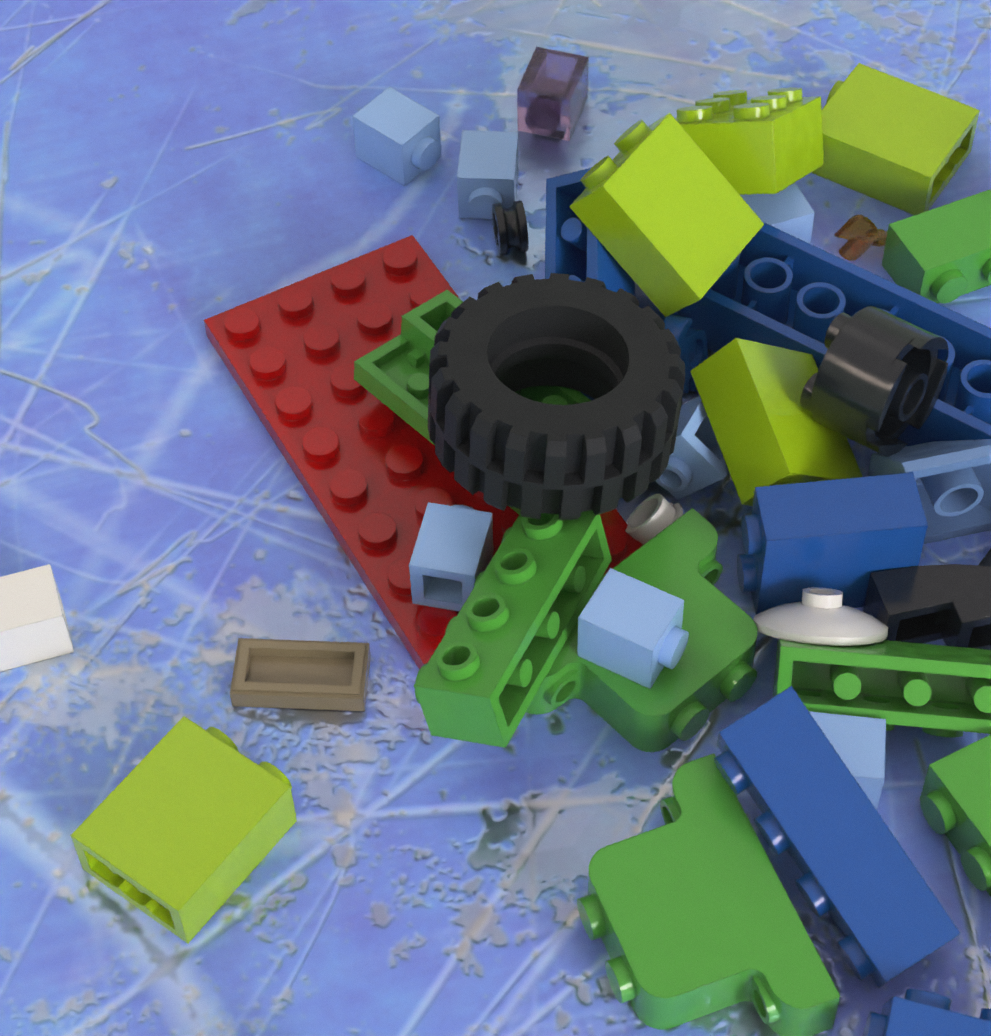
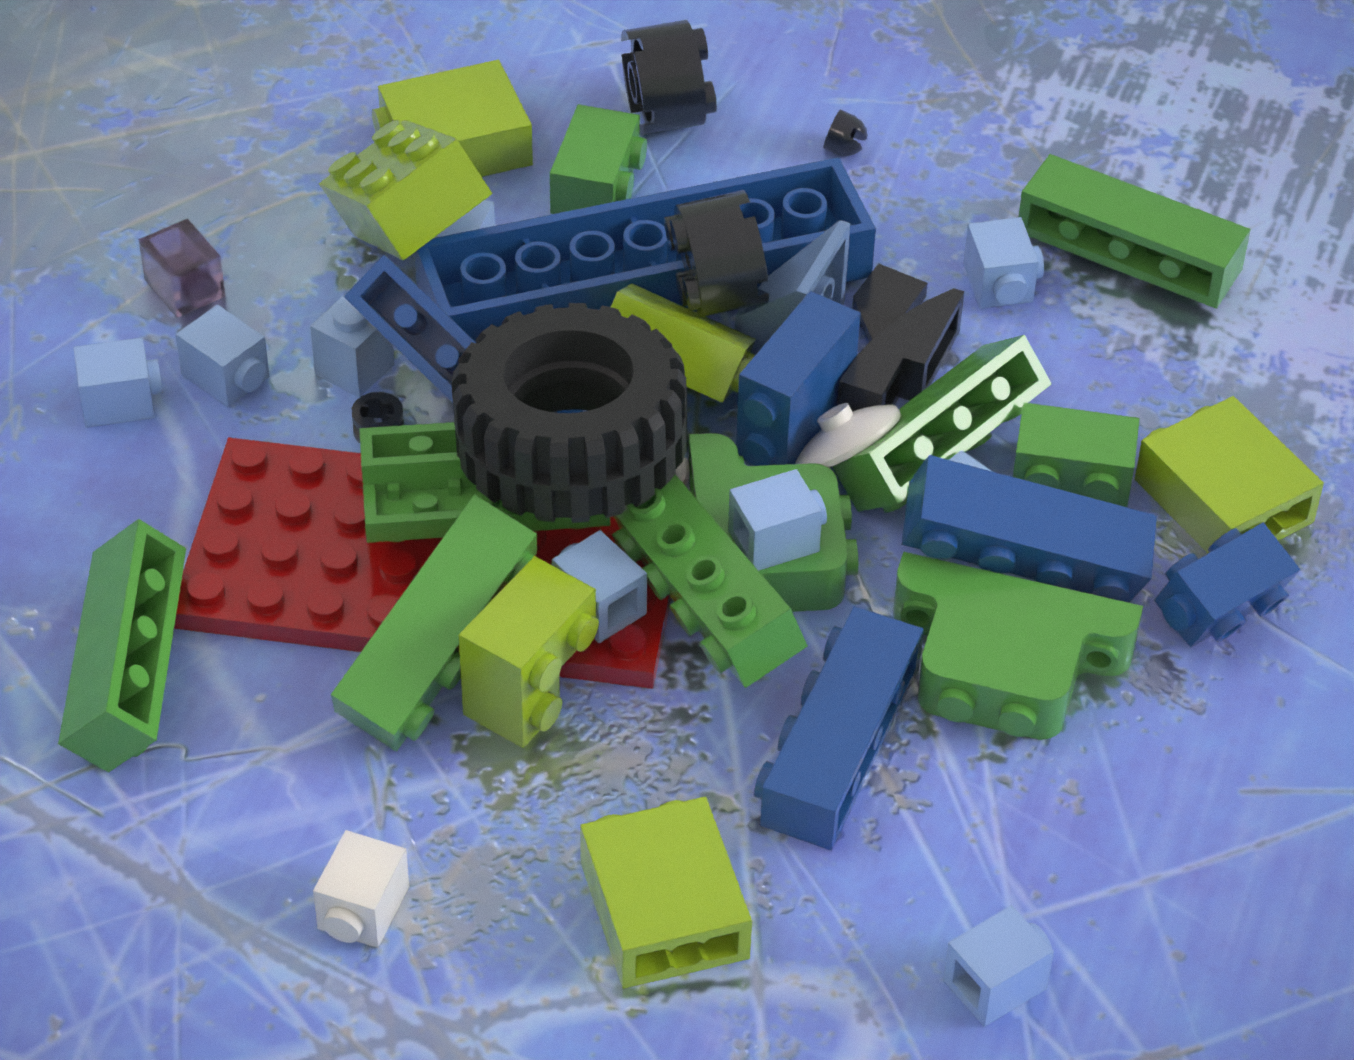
camera: 55 degrees left, 5 degrees down
(131, 313) = (123, 647): none -> bright green brick
(300, 674) = (581, 754): dark tan tile -> none
(305, 476) = (418, 641): none -> bright green brick
(333, 545) = (518, 648): none -> lime brick
(481, 840) = (839, 728): none -> blue brick
(510, 227) = (290, 377): black bush -> none
(665, 213) = (459, 253): lime brick -> none
(861, 236) = (525, 200): clear orange hand -> none

